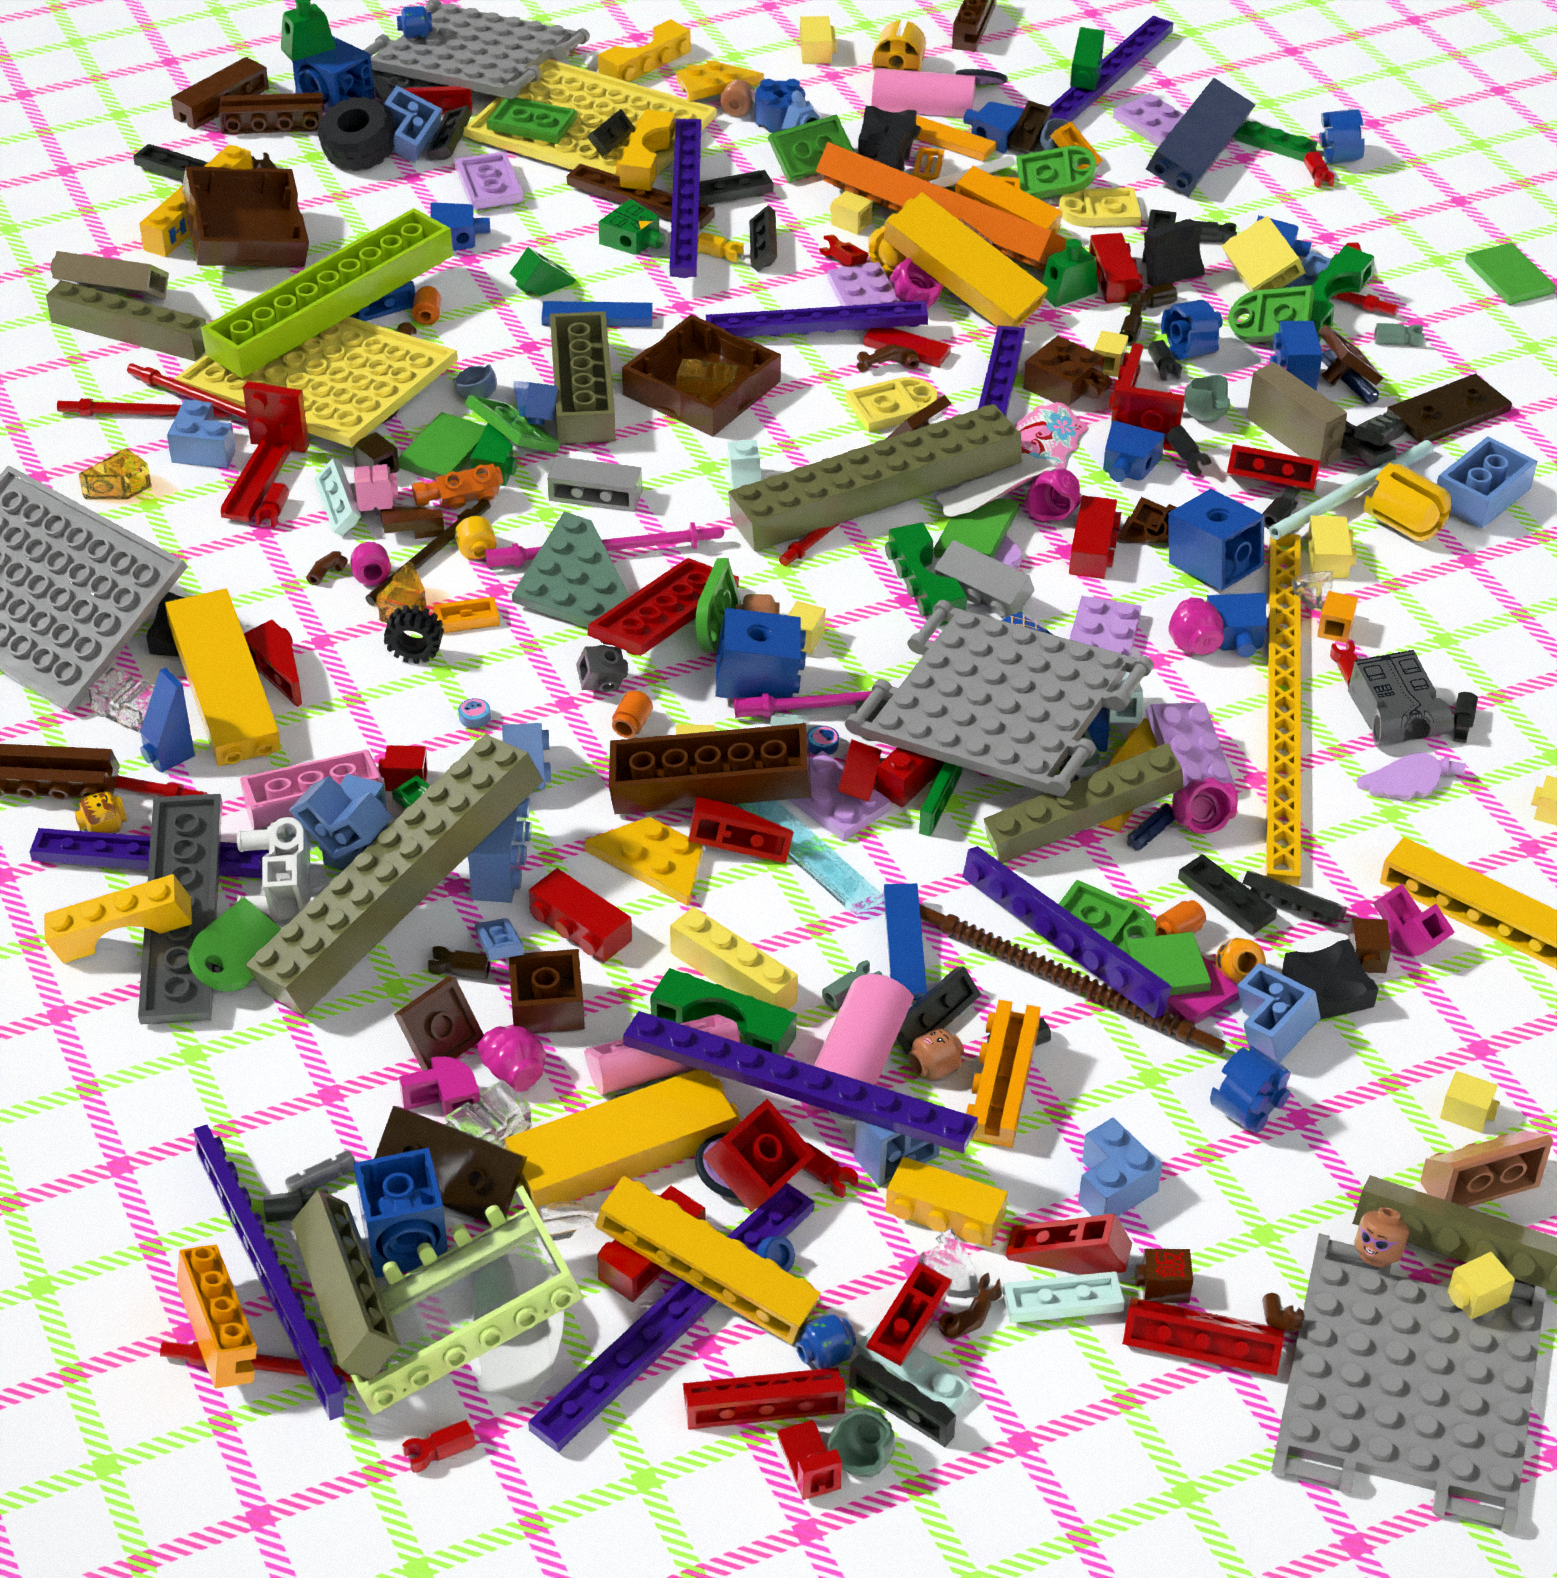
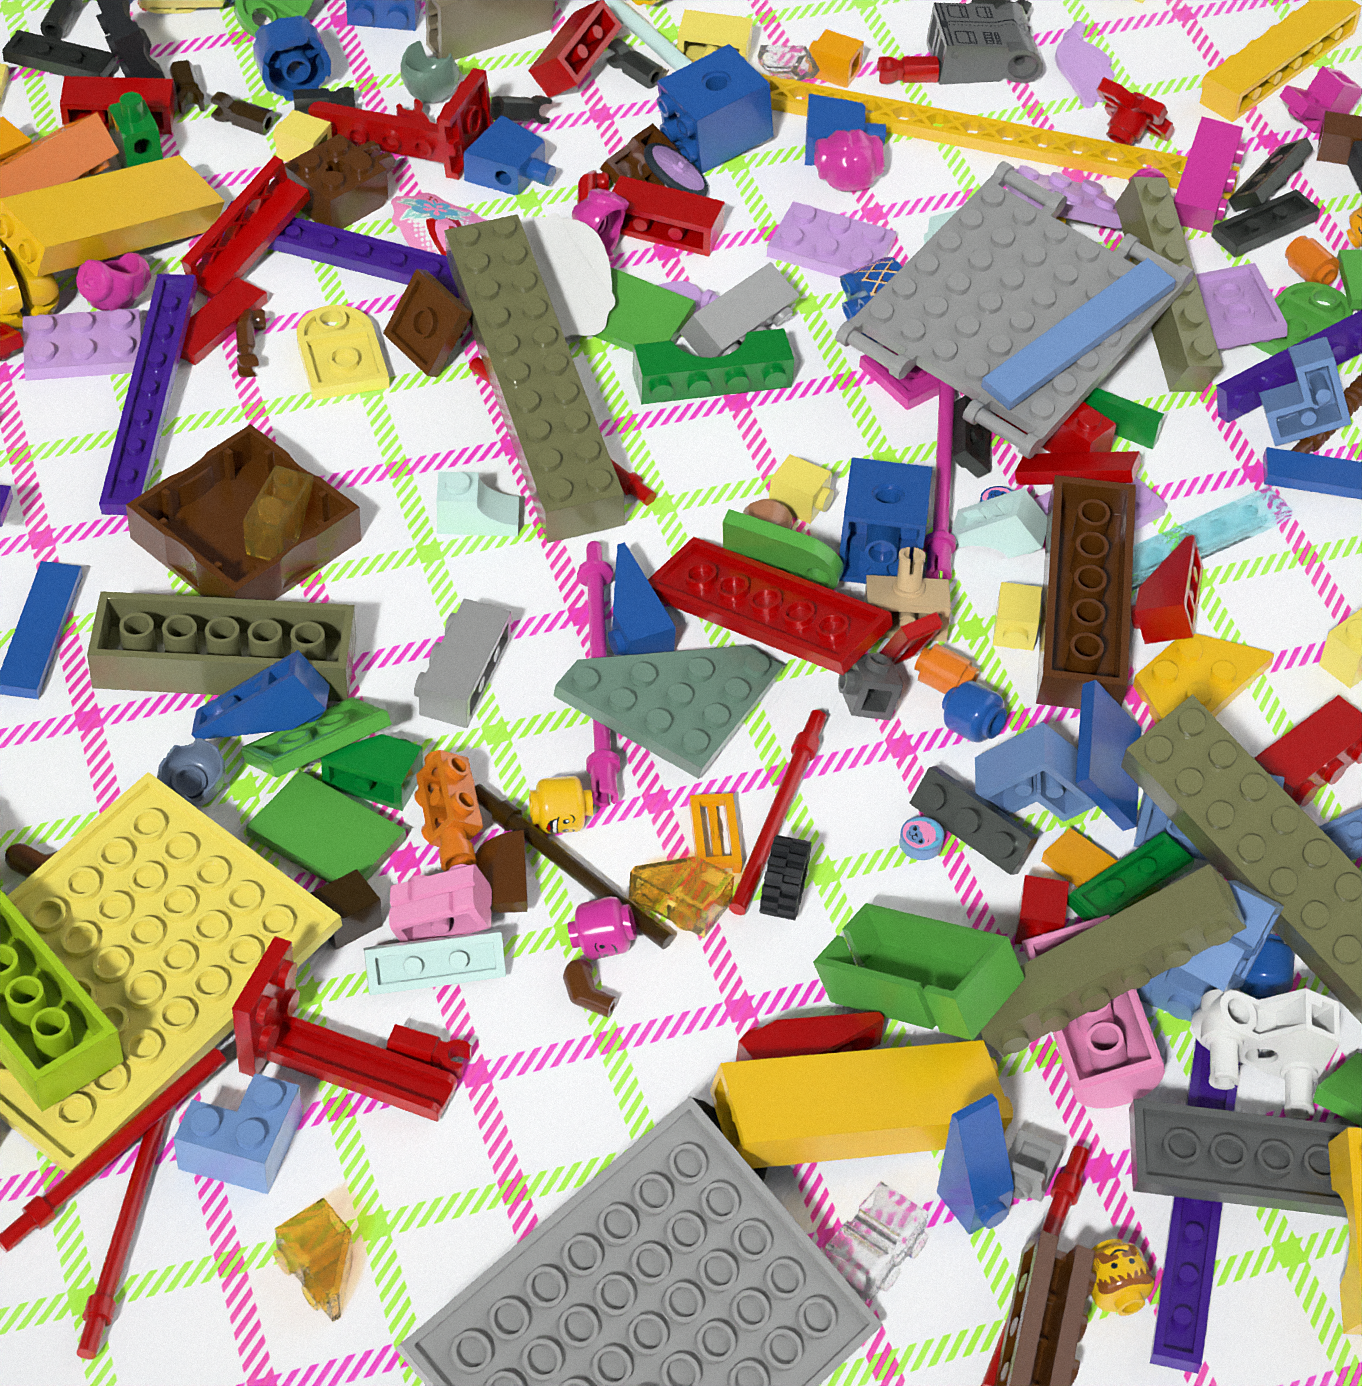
camera: 85 degrees left, 5 degrees up
(185, 769) = (1033, 1165): none -> light grey bracket
(312, 753) = (1116, 957): none -> olive brick
(319, 684) = (920, 970): none -> bright green piece
(503, 712) = (973, 820): none -> pearl dark grey plate
(549, 649) = (803, 750): none -> red bar
(568, 792) = (1102, 742): none -> blue tile
(590, 726) = (974, 711): none -> blue head
(643, 679) = (912, 638): none -> red tile
(652, 555) = (639, 617): none -> blue slope
(689, 684) = (910, 595): none -> tan brick
(965, 722) = (1078, 334): none -> medium blue tile
(971, 892) = (1311, 403): none -> medium blue brick
(988, 335) = (246, 231): none -> red fence
(1093, 864) = (1240, 306): none -> lavender plate
(1125, 500) = (590, 181): none -> red arm
(1143, 535) = (674, 169): none -> wheel
(1262, 841) = (1209, 174): none -> dark pink brick
(1331, 793) = (1133, 114): none -> red plant

